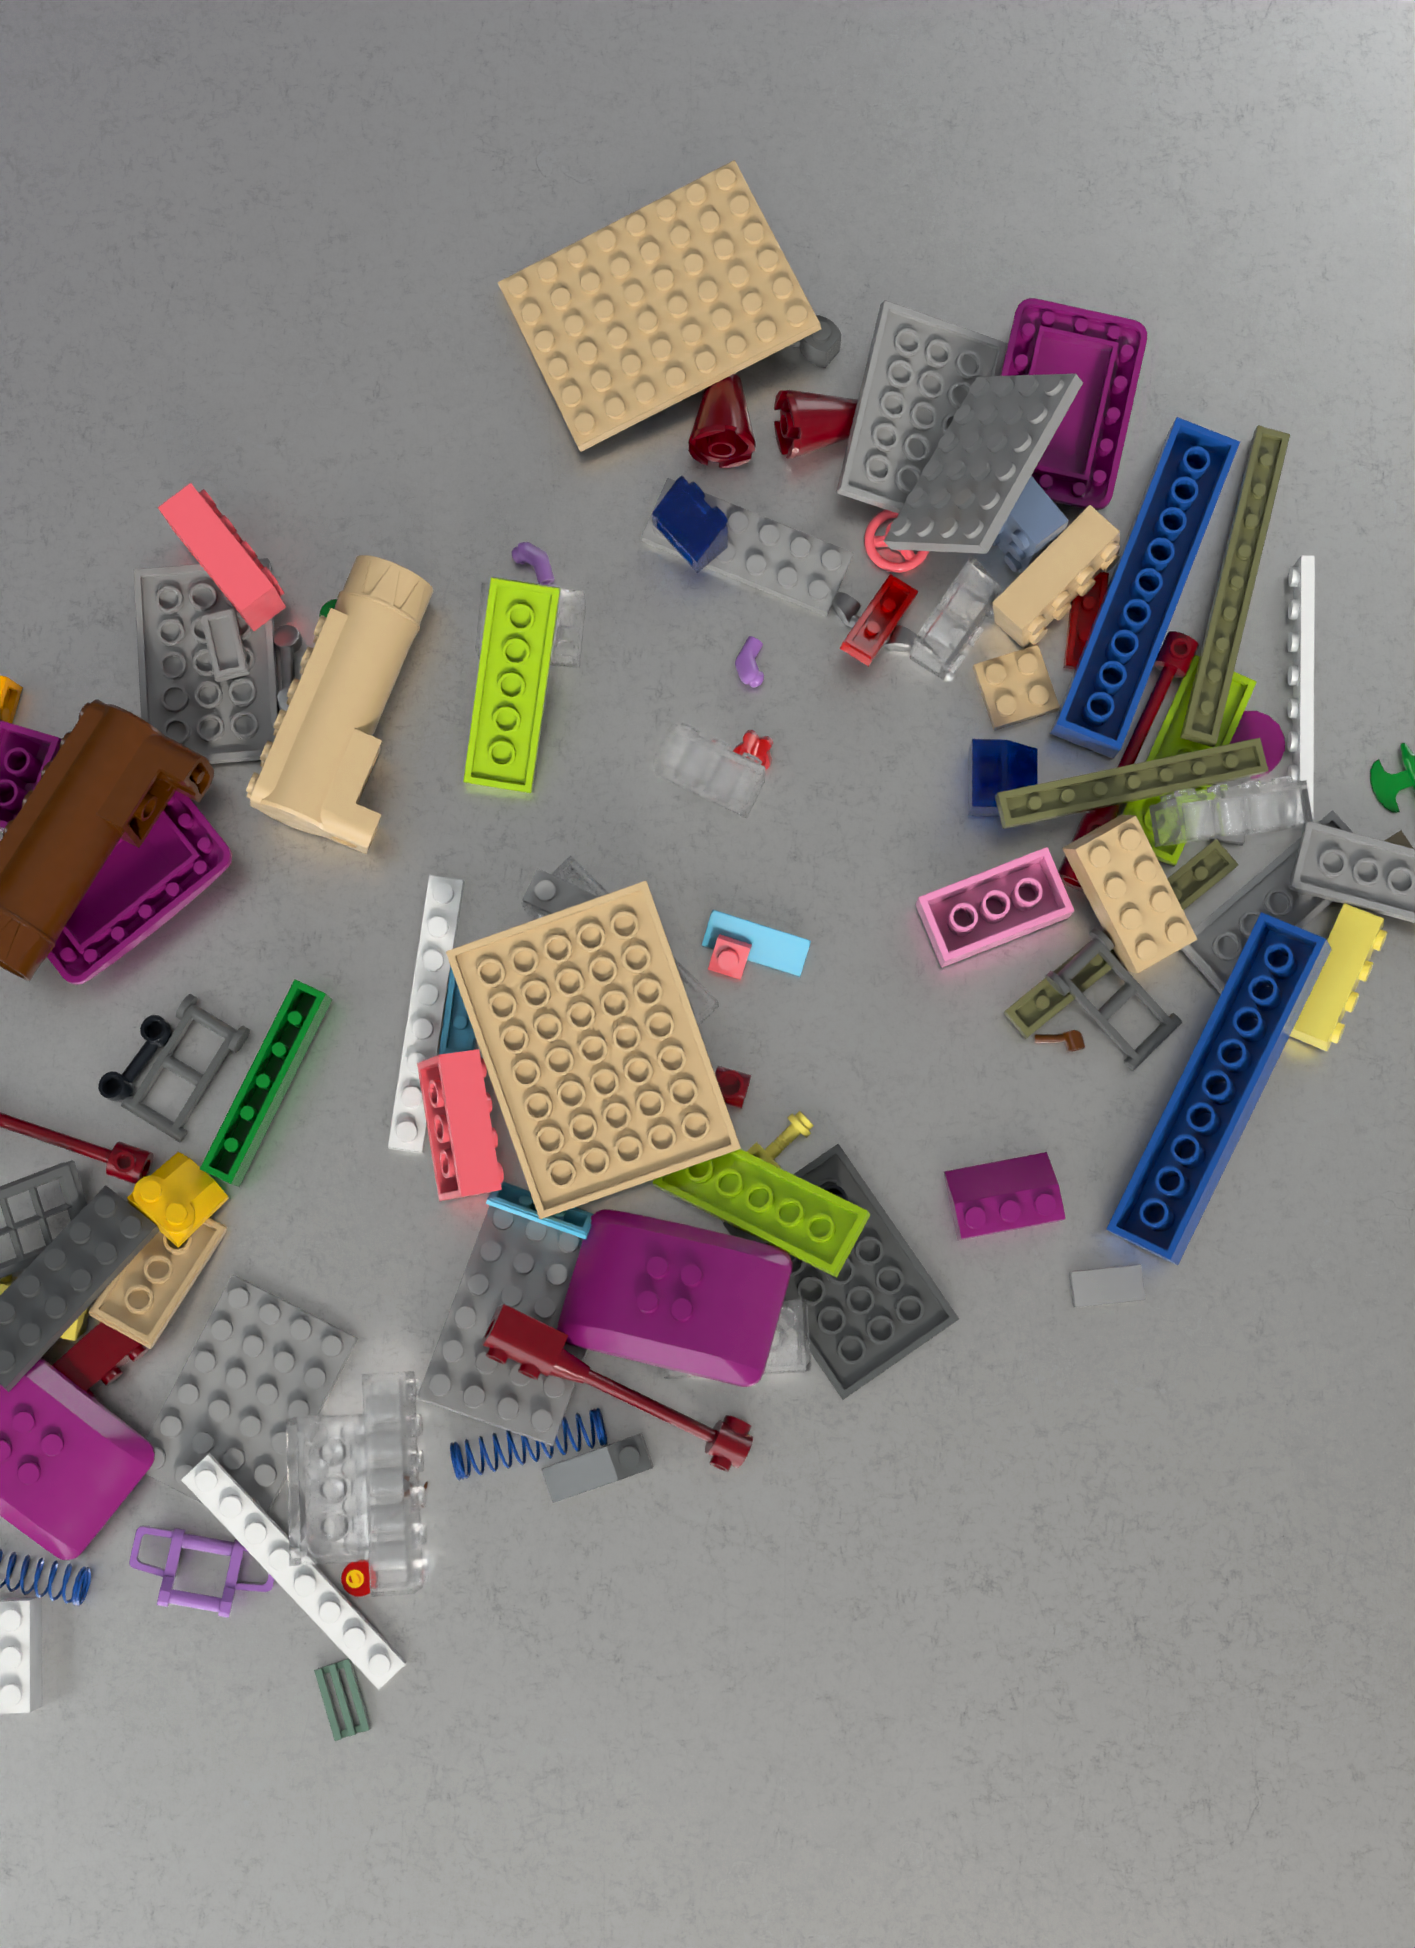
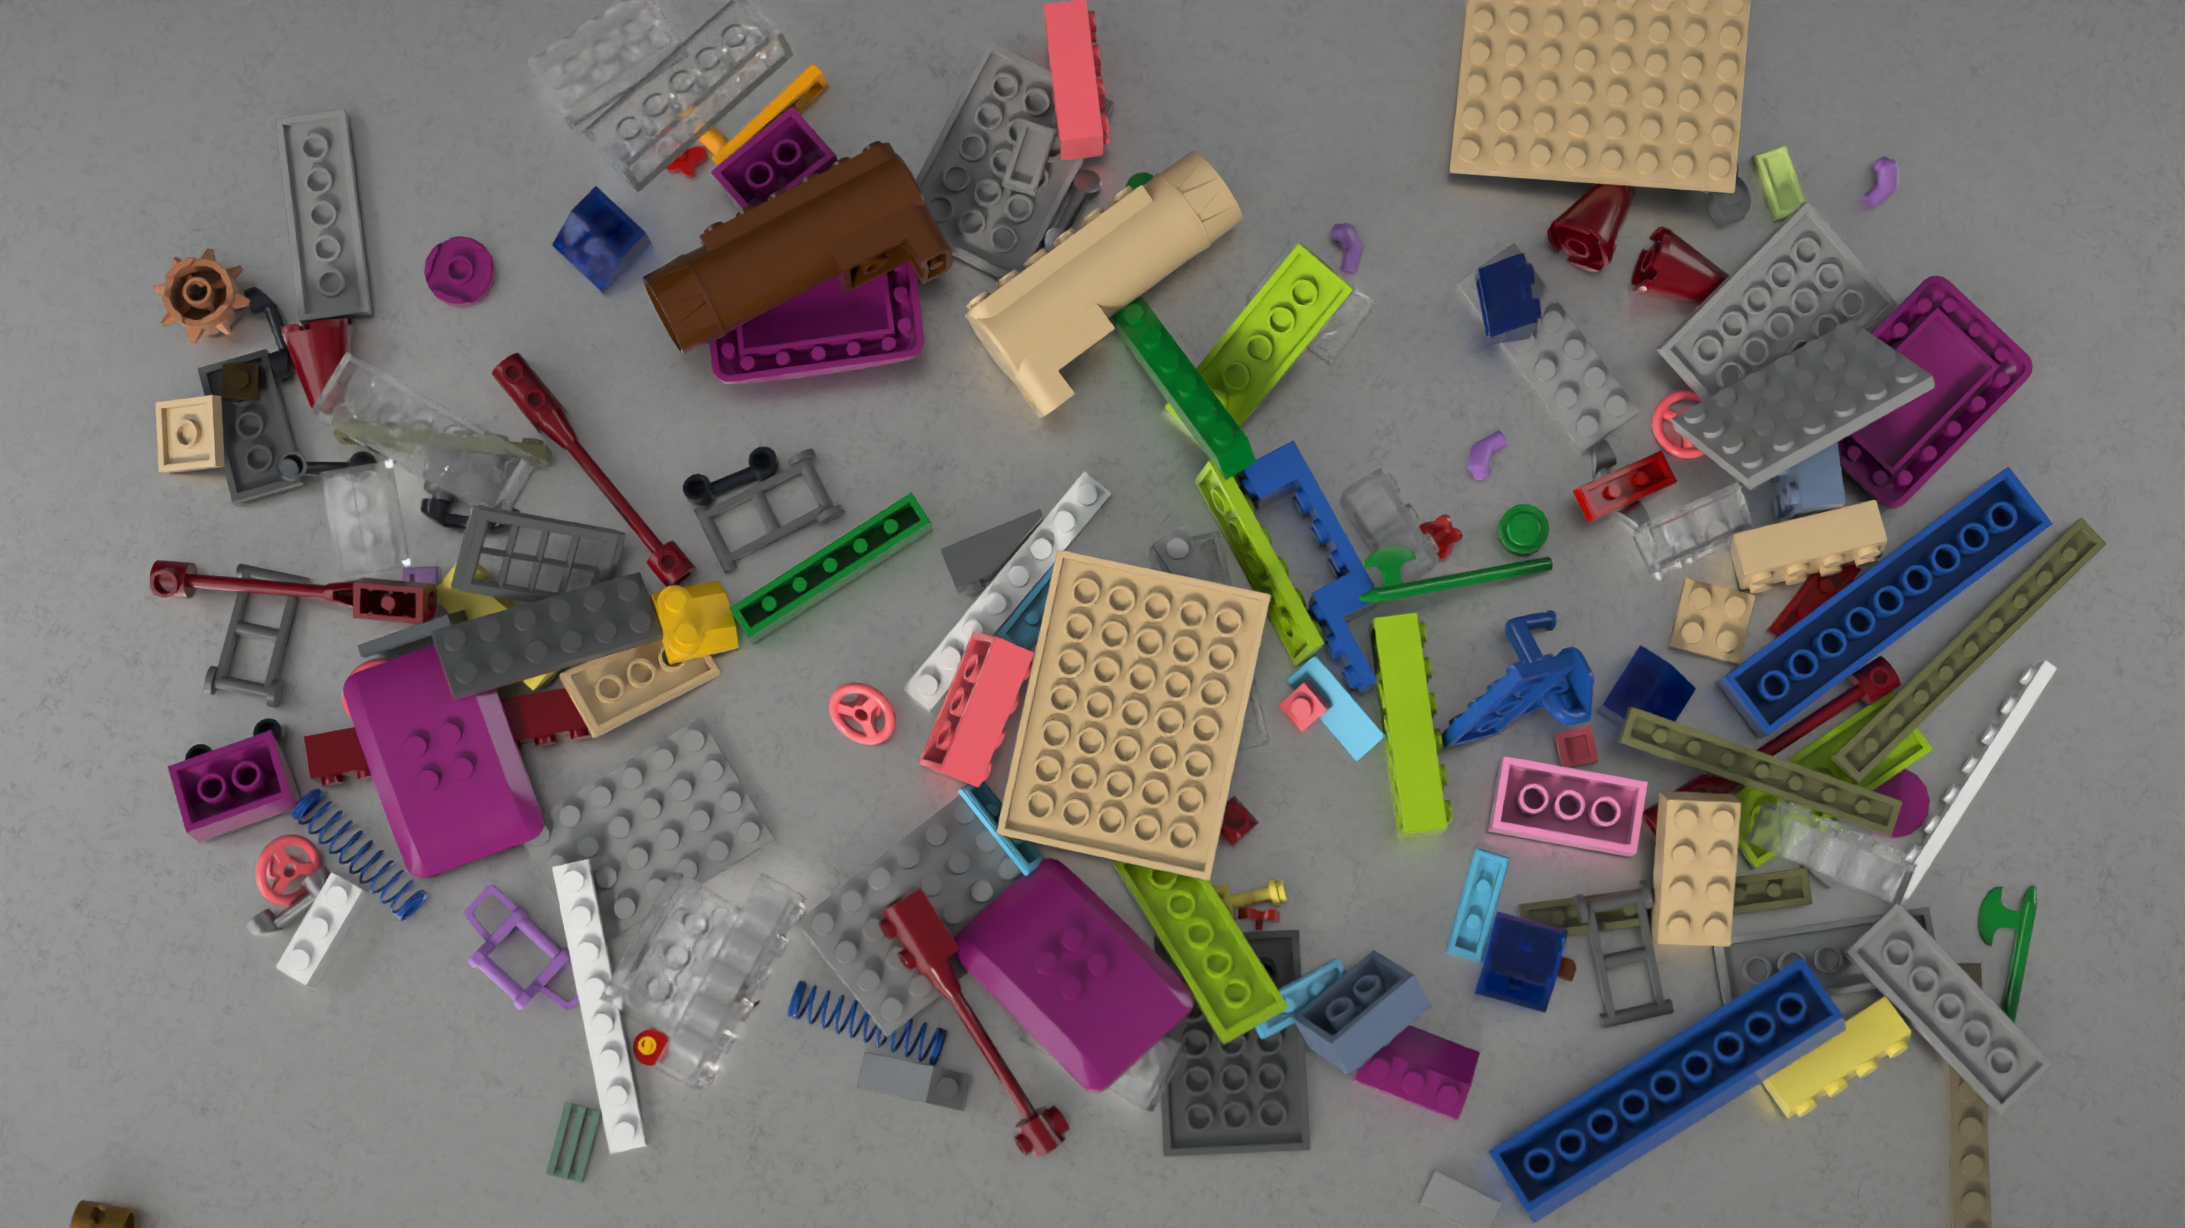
camera: 30 degrees right, 0 degrees up
(366, 1184) = (864, 710): none -> coral piece
(389, 992) = (985, 554): none -> dark grey slope
(470, 755) = (1184, 388): none -> green brick
(618, 860) = (1260, 564): none -> lime plate
(708, 849) = (1337, 602): none -> blue bracket
(727, 790) = (1391, 558): none -> green piece
(798, 1152) = (1259, 916): none -> red piece
(818, 706) = (1522, 530): none -> green wheel
(825, 921) = (1408, 726): none -> lime brick
(850, 303) = (1778, 182): none -> yellowish green tile
(880, 1192) = (1300, 993): none -> medium azure tile
(920, 812) = (1536, 681): none -> blue plate
(932, 1179) = (1361, 1012): none -> sand blue brick
(937, 251) = (1887, 182): none -> medium lavender arm
(970, 1032) = (1477, 904): none -> medium azure tile
(971, 855) = (1576, 747): none -> coral plate
(1035, 1057) = (1521, 962): none -> clear blue slope

